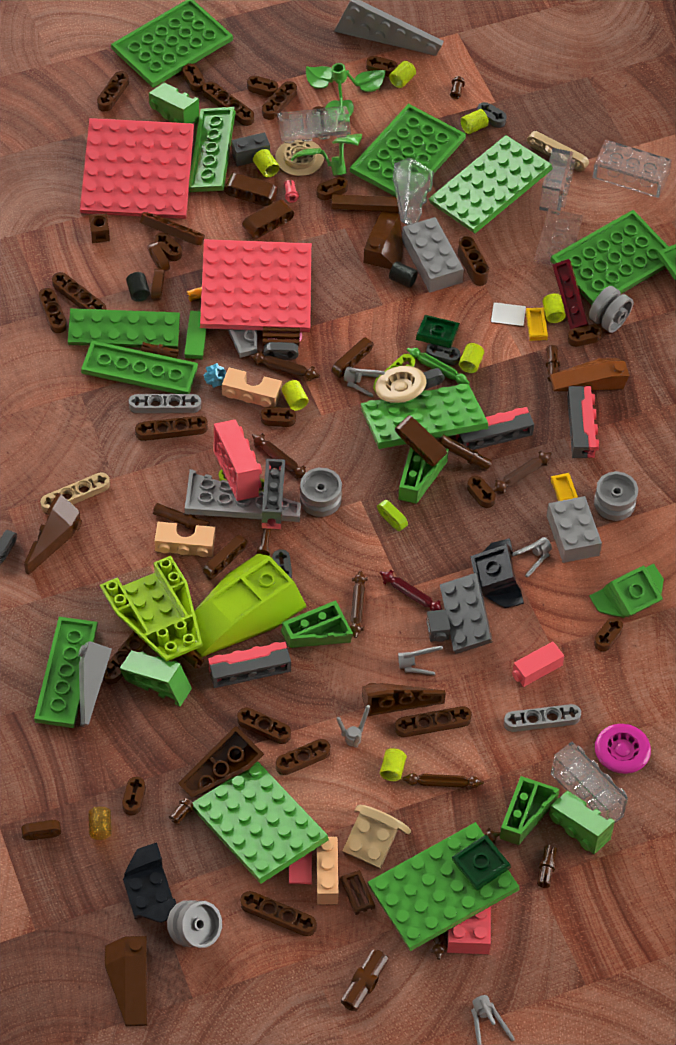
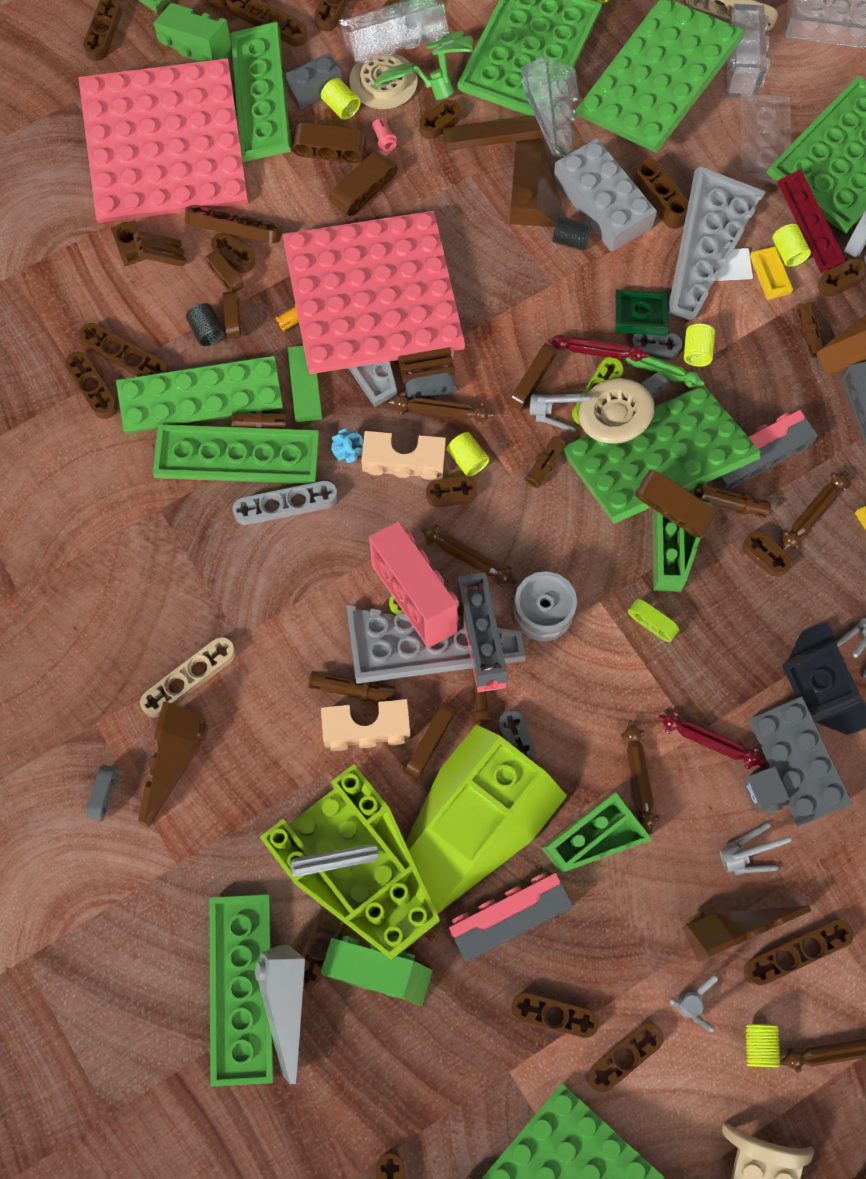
camera: 10 degrees left, 15 degrees up
(118, 234) = (159, 245): none -> reddish brown tile
(144, 602) = (334, 860): none -> light grey axle
(171, 431) = (305, 546): reddish brown beam -> none
(226, 760) = (517, 1094): reddish brown wedge -> none
(346, 410) = (537, 475): none -> reddish brown pin
(401, 347) = (599, 348): none -> dark red wheel
(501, 286) = (711, 230): none -> light grey wing

